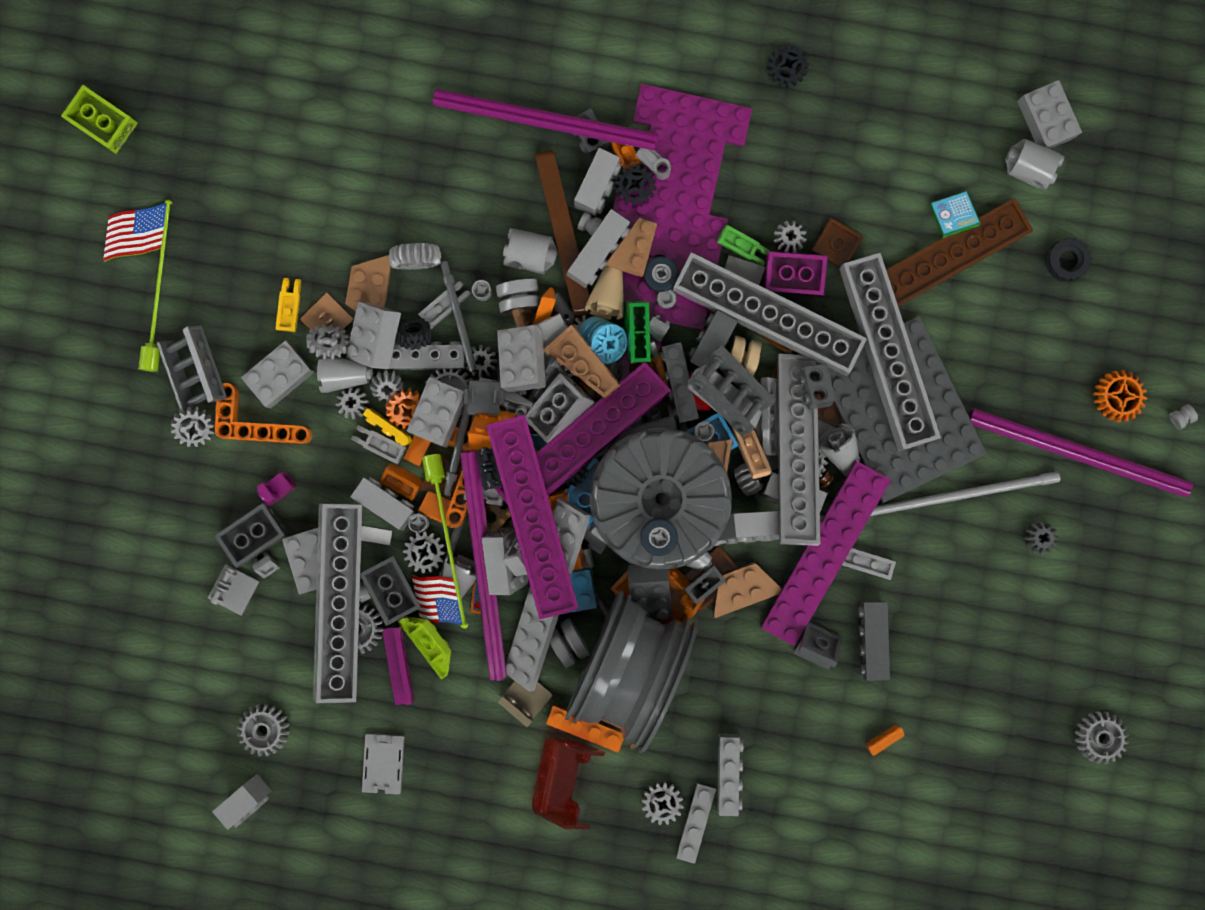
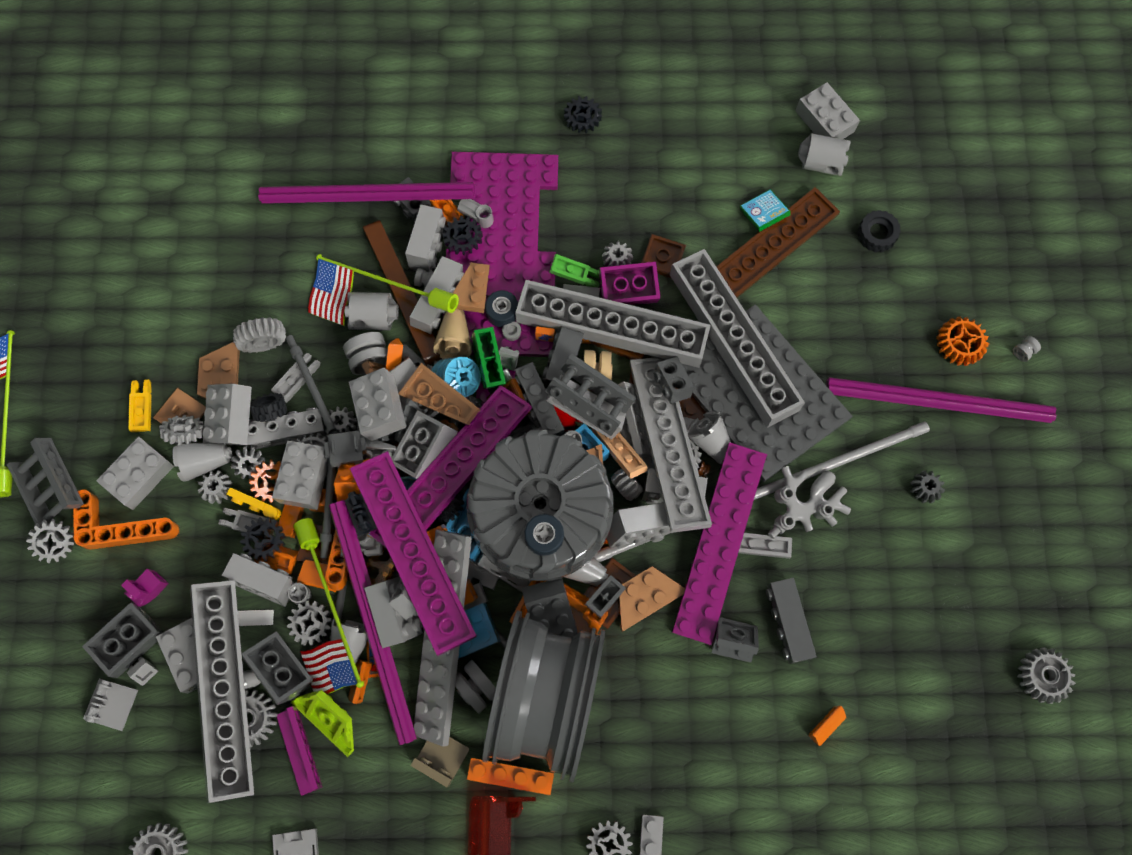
camera: 15 degrees left, 15 degrees down
(395, 457) = (261, 547): none -> black gear
(468, 603) = (357, 694): none -> orange slope
(482, 290) = (328, 353): light grey wheel -> none
(496, 215) = (336, 280): none -> flag
(699, 310) = (545, 334): none -> orange tile
(728, 774) = (673, 797): light grey brick -> none
(927, 534) = (816, 505): none -> light grey plant

